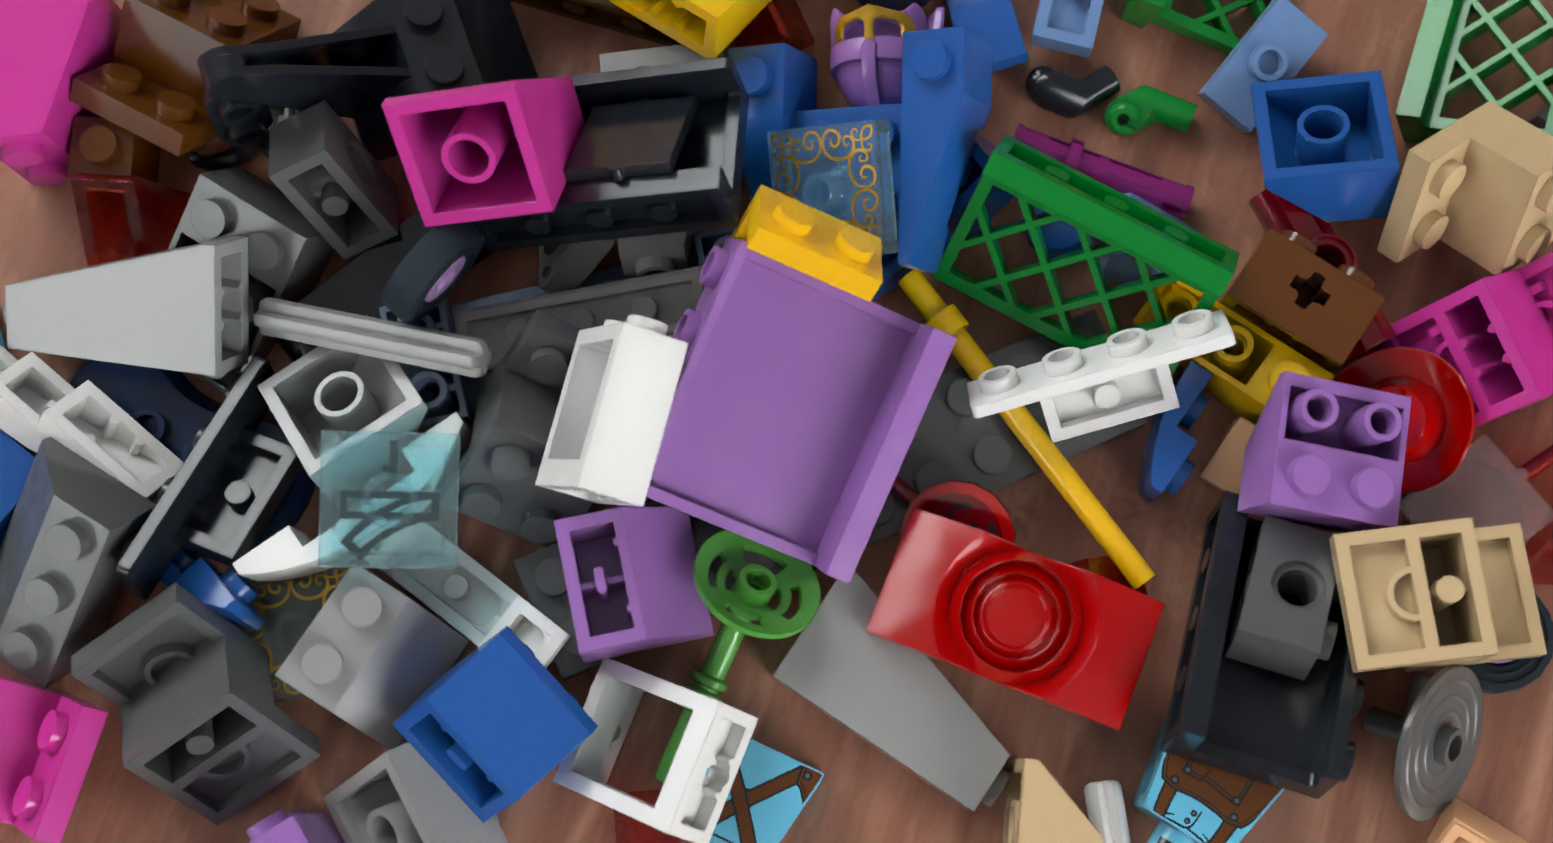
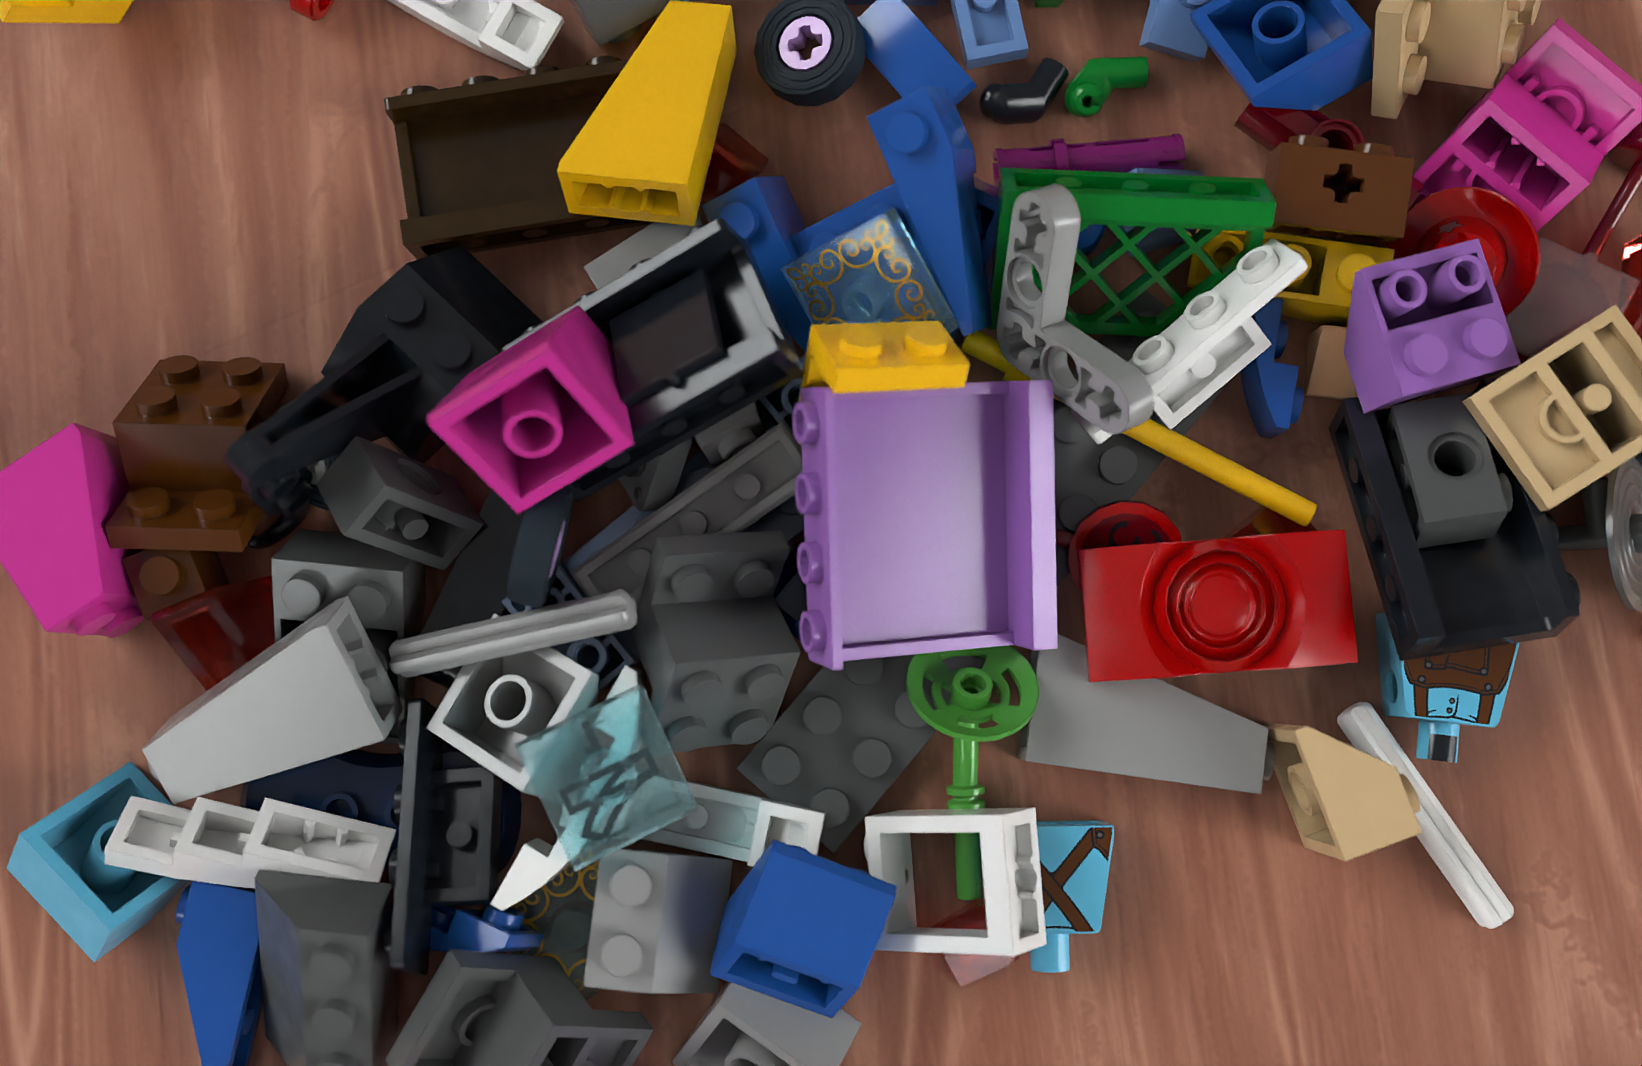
camera: 25 degrees left, 5 degrees up
(613, 412) = (780, 602): white window -> none
(631, 580) = (860, 739): medium lavender slope -> none
(870, 50) = (837, 147): medium lavender helmet -> none
(968, 283) = (1034, 325): none -> light grey beam

